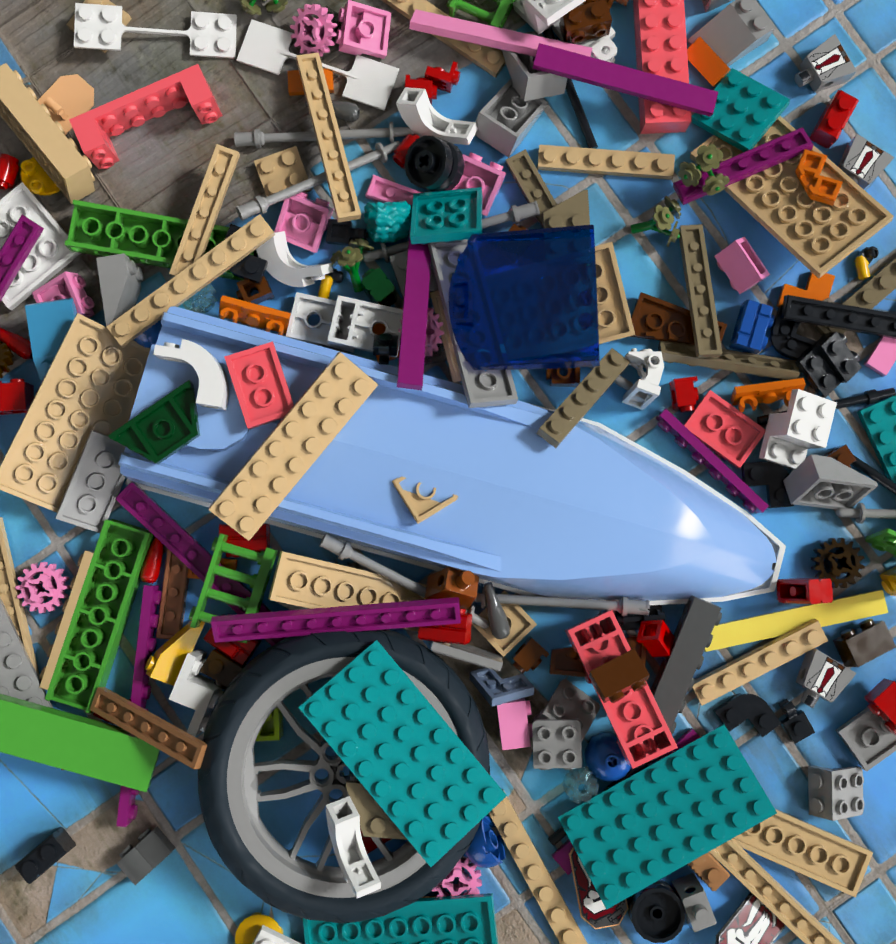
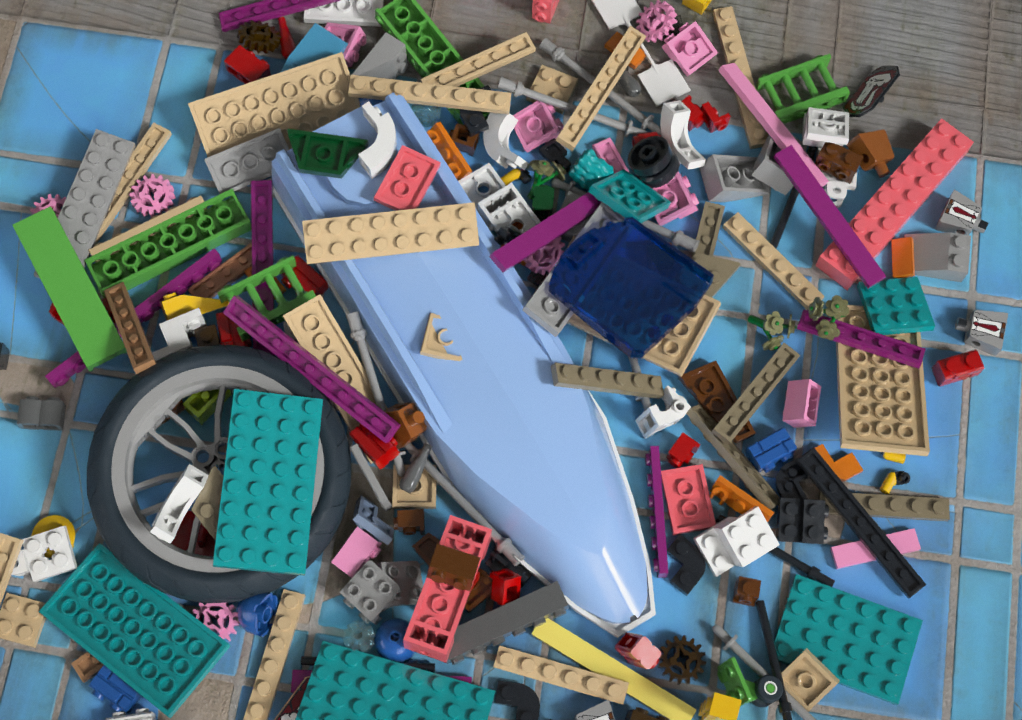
camera: 40 degrees right, 15 degrees down
(152, 562) = (231, 243): red piece -> none
(572, 378) = (605, 357): reddish brown brick -> none
(817, 186) = (897, 389): orange tile -> none
(827, 484) = (722, 595): light grey slope -> none
(863, 161) = (951, 414): light grey torso -> none

